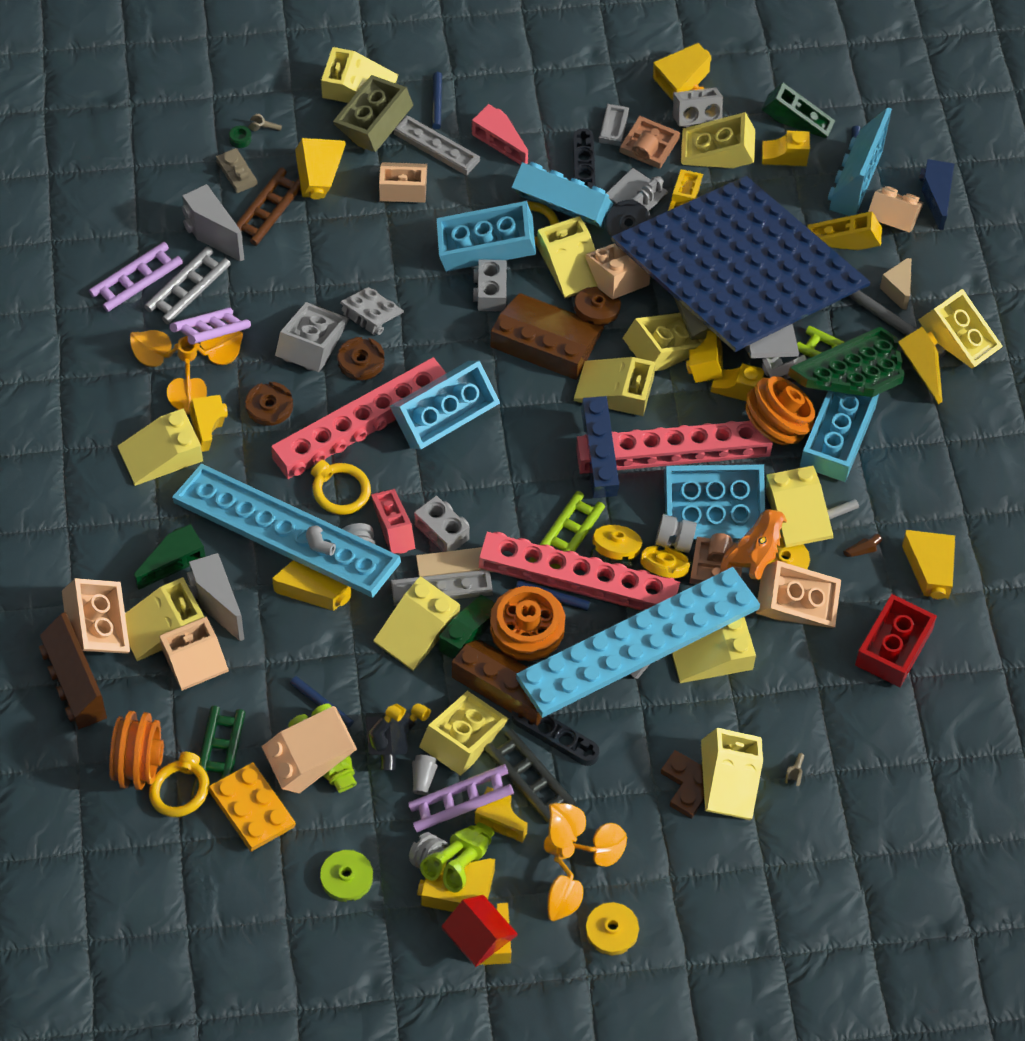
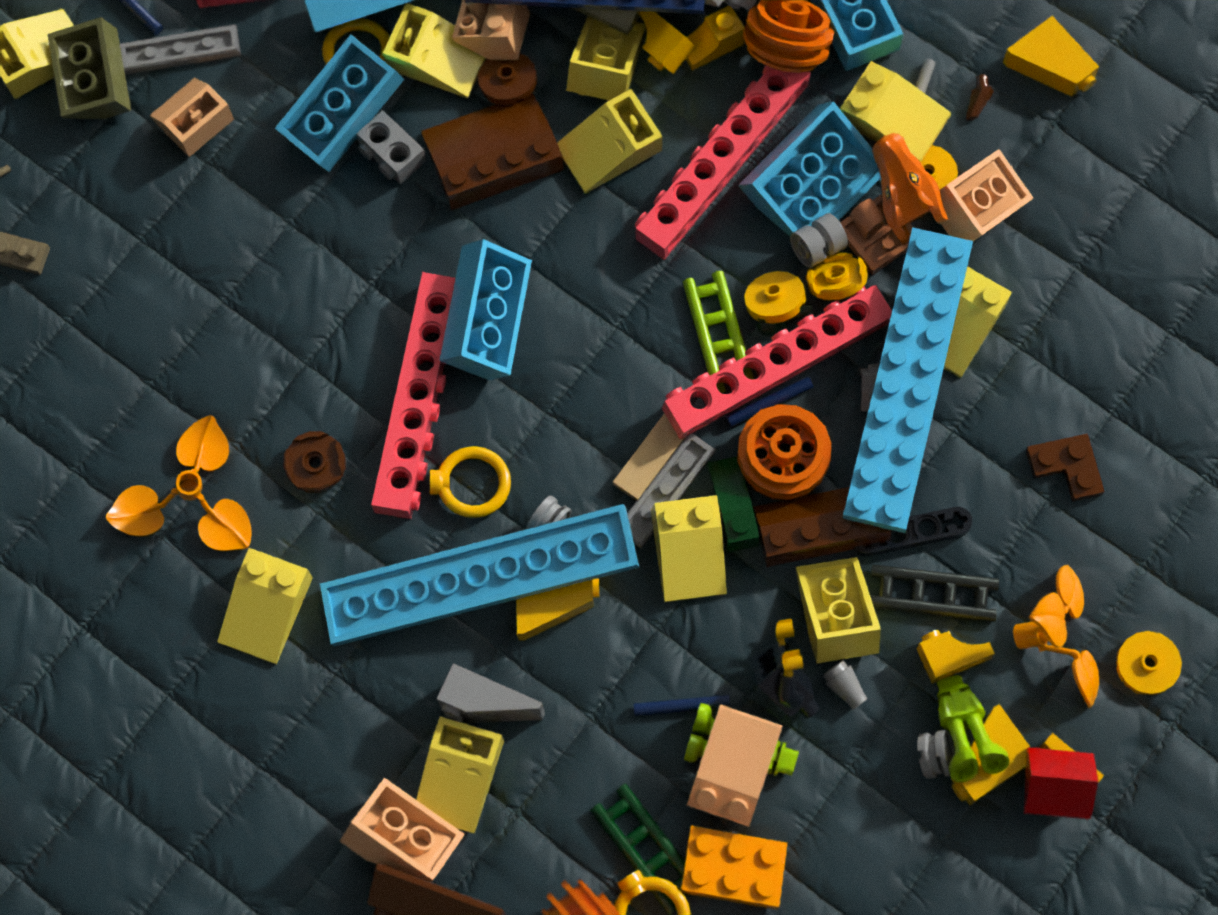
camera: 40 degrees left, 15 degrees up
(131, 288) = (30, 438): lavender bar -> none
(170, 556) = (395, 693): dark green slope -> none
(187, 297) = (113, 428): light grey bar -> none
(193, 653) = (525, 777): light nougat slope -> none
(206, 416) = (274, 534): yellow arch -> none
(208, 332) = (194, 448): lavender bar -> none
(211, 222) = (61, 331): light grey slope -> none
(266, 194) = (102, 272): reddish brown bar -> none
(310, 337) = (280, 356): light grey slope -> none
(317, 543) = (529, 562): light grey arm -> none
(318, 165) = (96, 176): yellow slope -> none
(350, 887) = (879, 862): lime plate -> none
(361, 349) = (348, 320): reddish brown plate -> none
(370, 310) = (304, 275): light grey hinge -> none
(393, 521) = (557, 468): coral slope -> none
(437, 528) = (604, 438): light grey brick -> none
(474, 802) = (926, 667): lavender bar -> none
(601, 447) = (646, 200): dark blue arch -> none
(731, 772) = (1102, 422): light yellow slope -> none
(795, 772) = (1143, 366): dark tan hand -> none
(895, 640) = (1104, 163): red brick -> none

